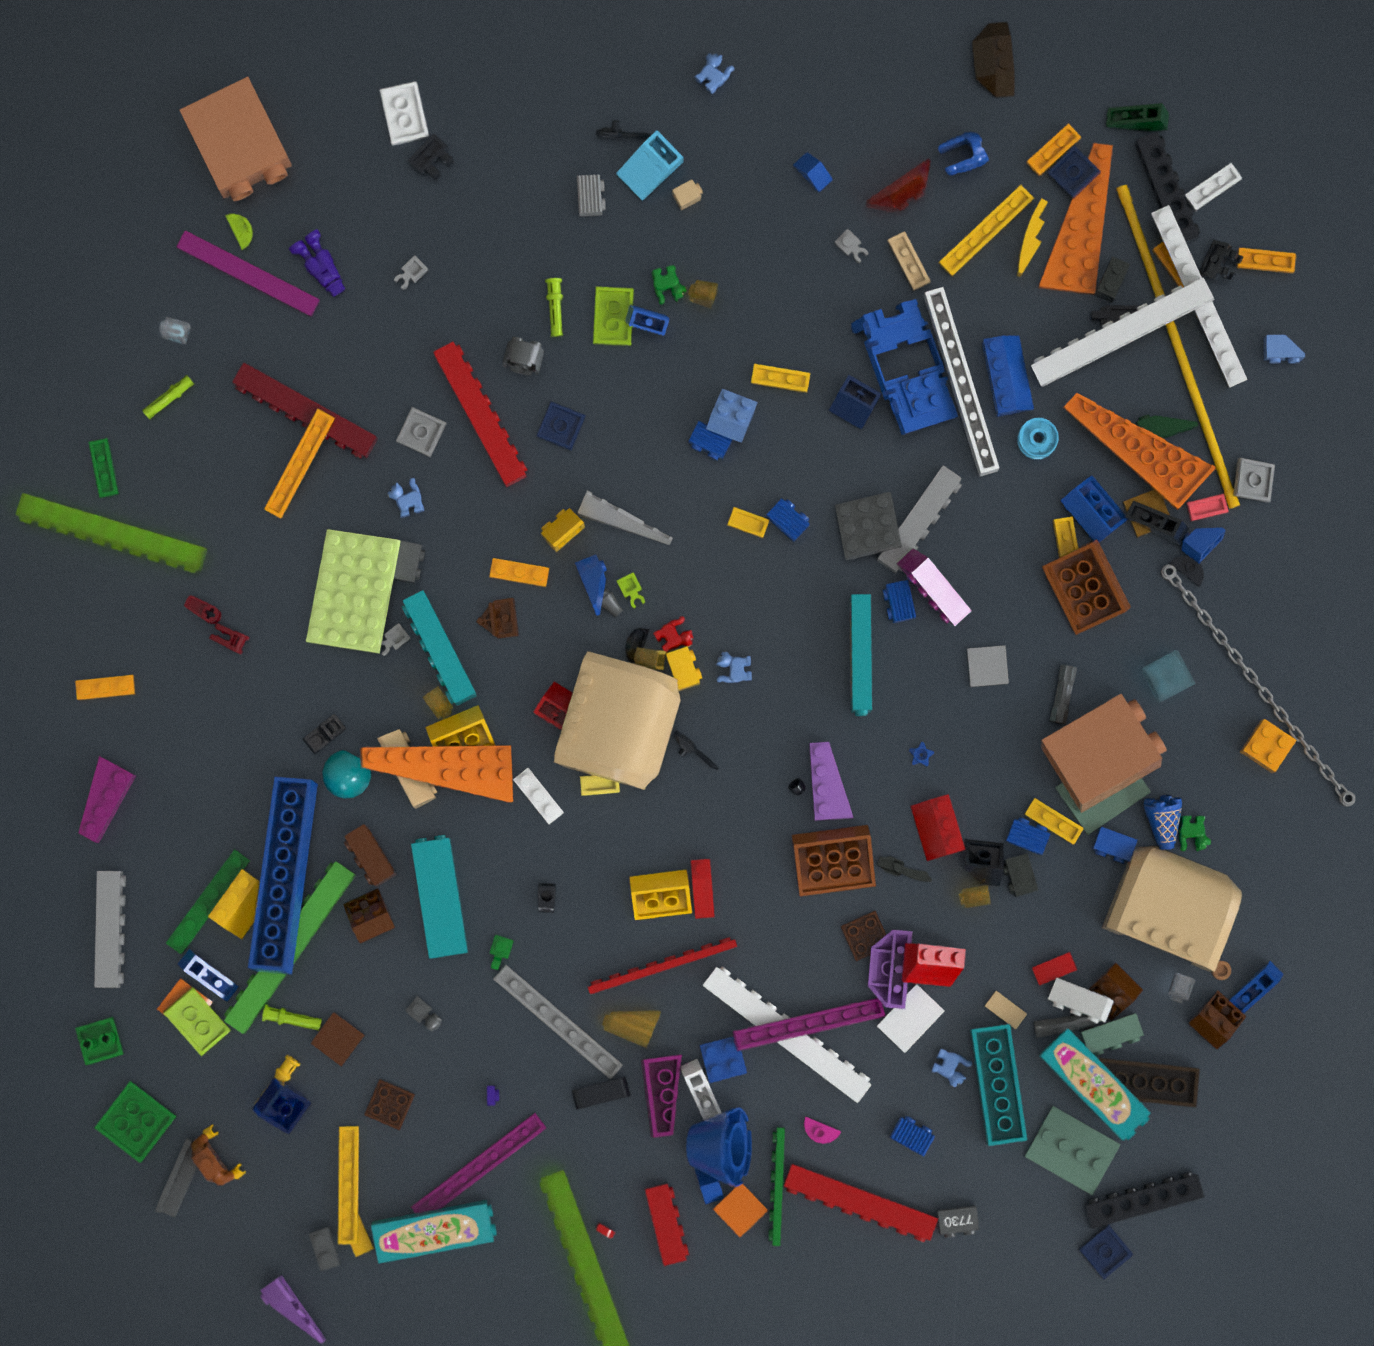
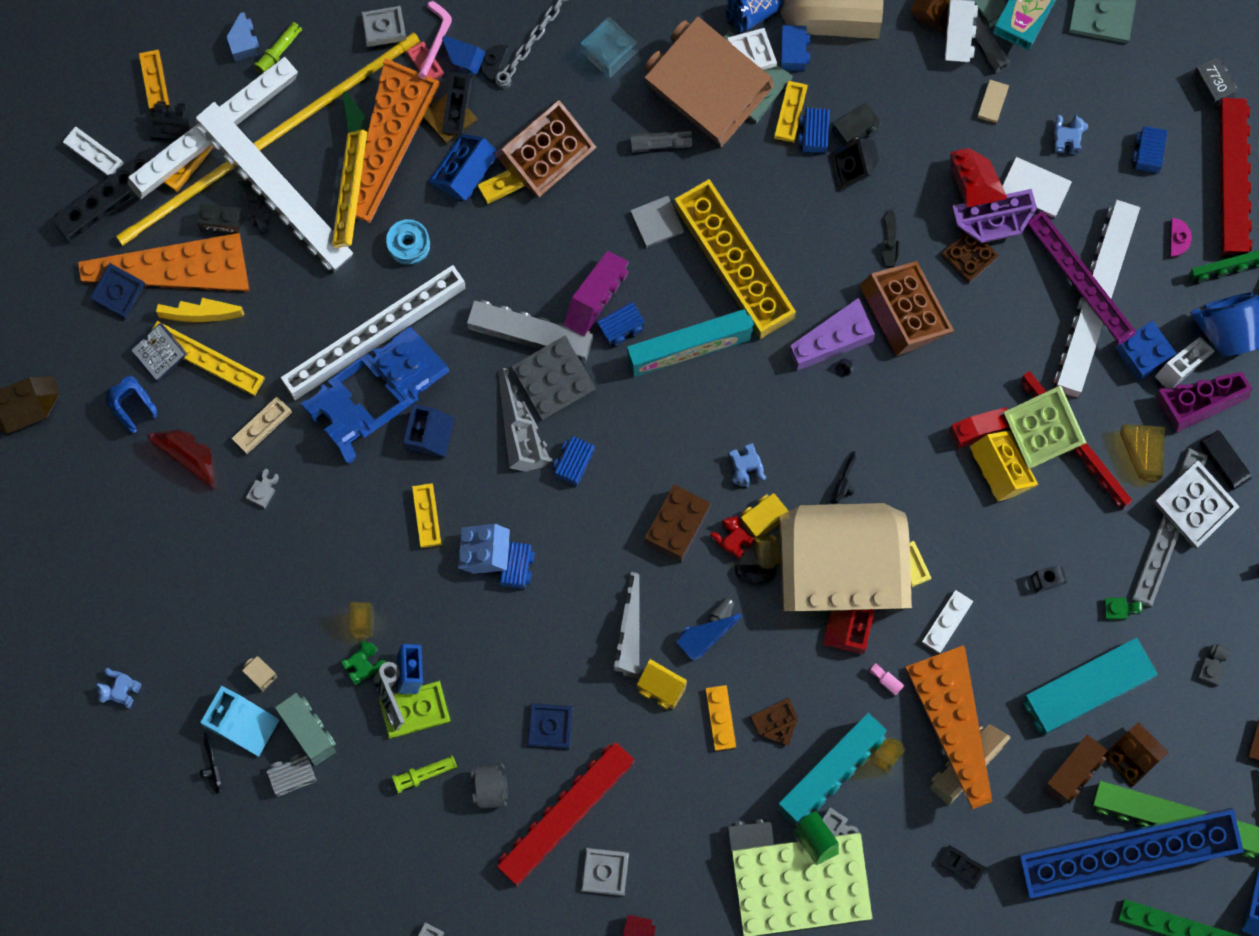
camera: 105 degrees left, 10 degrees down
(238, 905) = (1175, 893): yellow slope -> none
(344, 775) = (997, 829): teal cylinder -> none
(382, 611) = (817, 838): none -> green brick
(408, 500) = (685, 861): medium blue animal -> none
(461, 729) = (909, 722): yellow slope -> none
(504, 725) = (887, 680): none -> bright pink bar
(568, 1050) = (1196, 504): none -> plate
(623, 217) = (306, 728): none -> sand green brick
(629, 587) = (698, 598): lime plate -> none
(646, 297) = (383, 681): none -> light grey door
(680, 941) = (1045, 427): none -> yellowish green plate
(701, 591) = (677, 523): none -> reddish brown brick
(748, 522) = (589, 501): yellow tile -> none
(813, 171) = (194, 552): blue slope -> none
(821, 482) = (522, 441): none -> light grey wedge
(926, 754) = (765, 253): blue plate -> none
(927, 721) = (734, 258): none -> yellow brick
(937, 827) = (837, 217): red slope -> none
(975, 896) = (893, 158): clear yellow slope -> none
(998, 1084) = (1070, 82): teal brick -> none
(1004, 191) = (159, 352): none -> tile
(1007, 375) = (352, 292): blue slope -> none
(1053, 149) = (100, 318): light orange plate -> none
(1054, 968) = (936, 66): red slope -> none
(1100, 398) = (349, 189): none -> yellow tile
(1123, 807) = (755, 47): none -> white wing
(1139, 117) = (41, 245): dark green slope -> none
(1243, 539) = (446, 21): none -> bright pink piece
(1256, 370) = (272, 55): none -> lime pin

